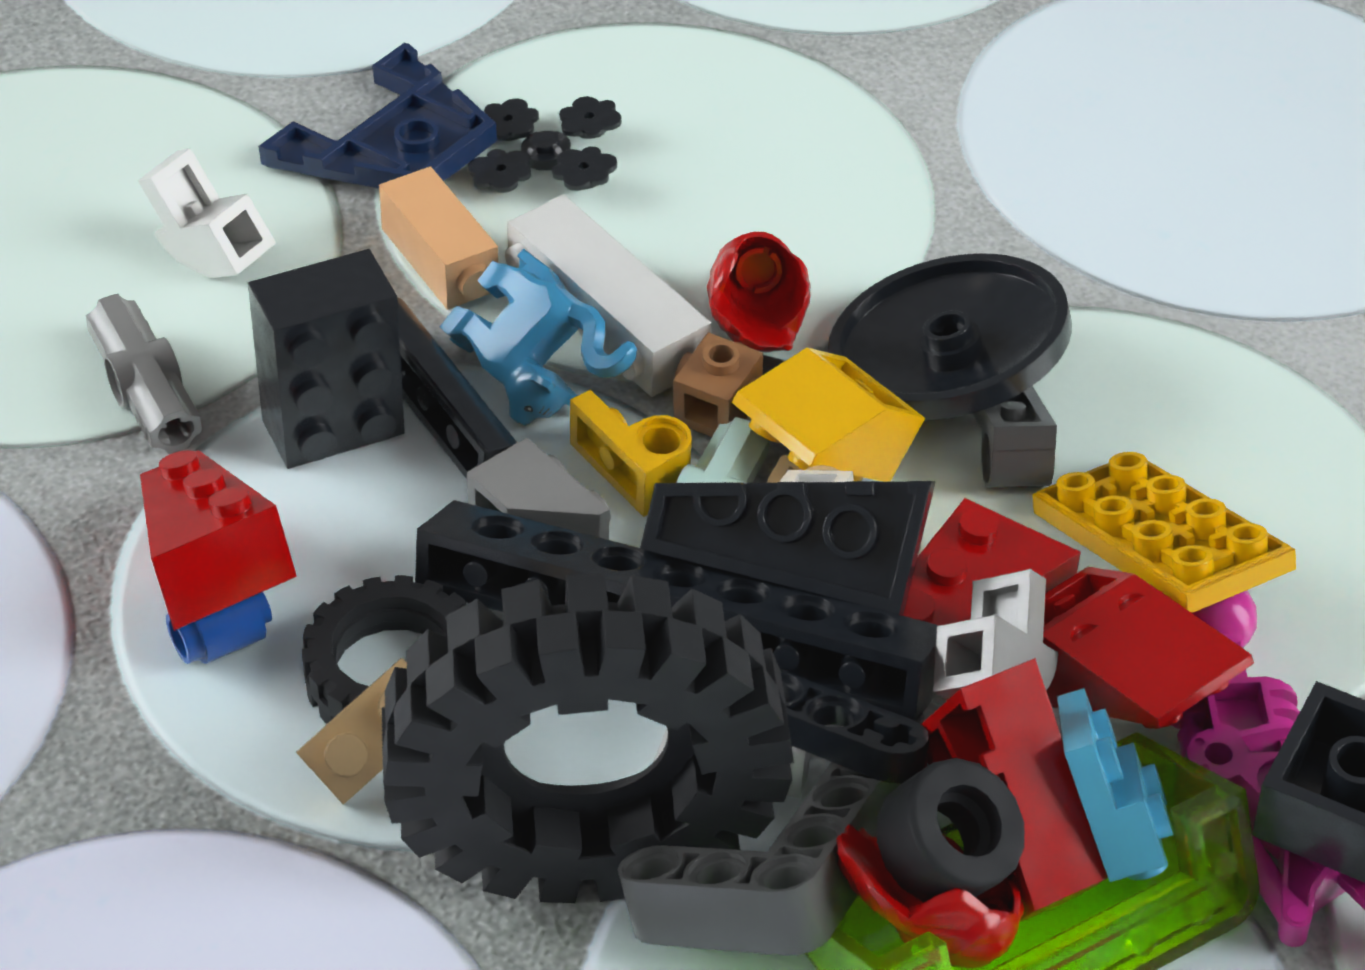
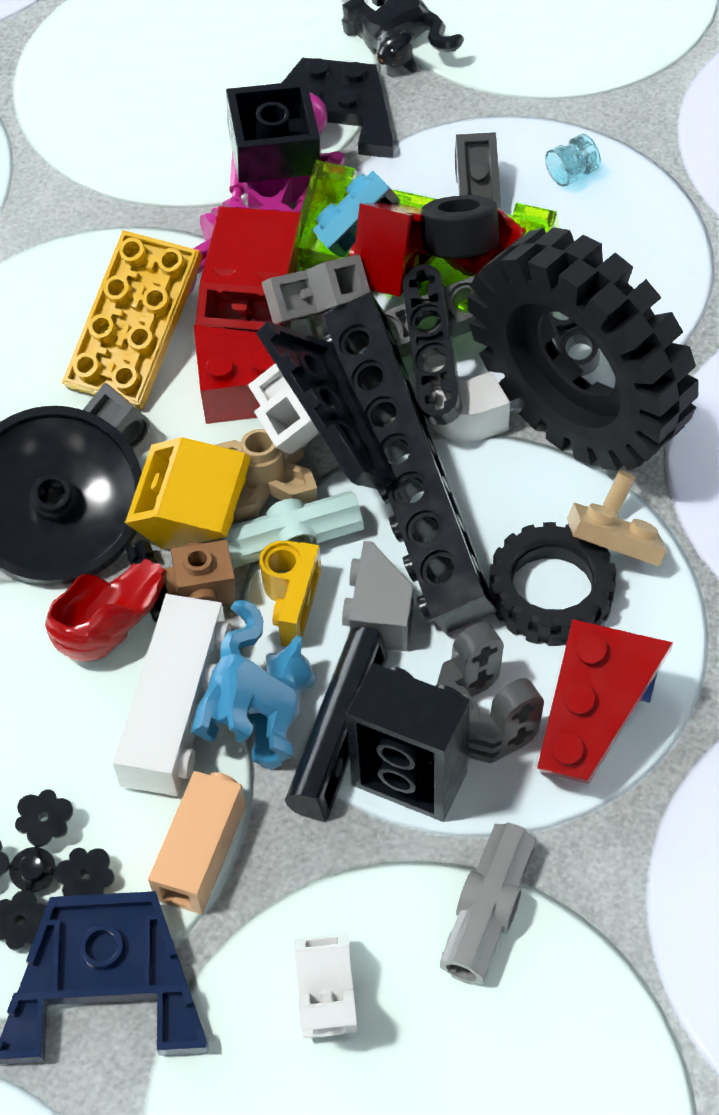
camera: 125 degrees left, 10 degrees up
(334, 468) = (514, 709): none -> dark grey piece

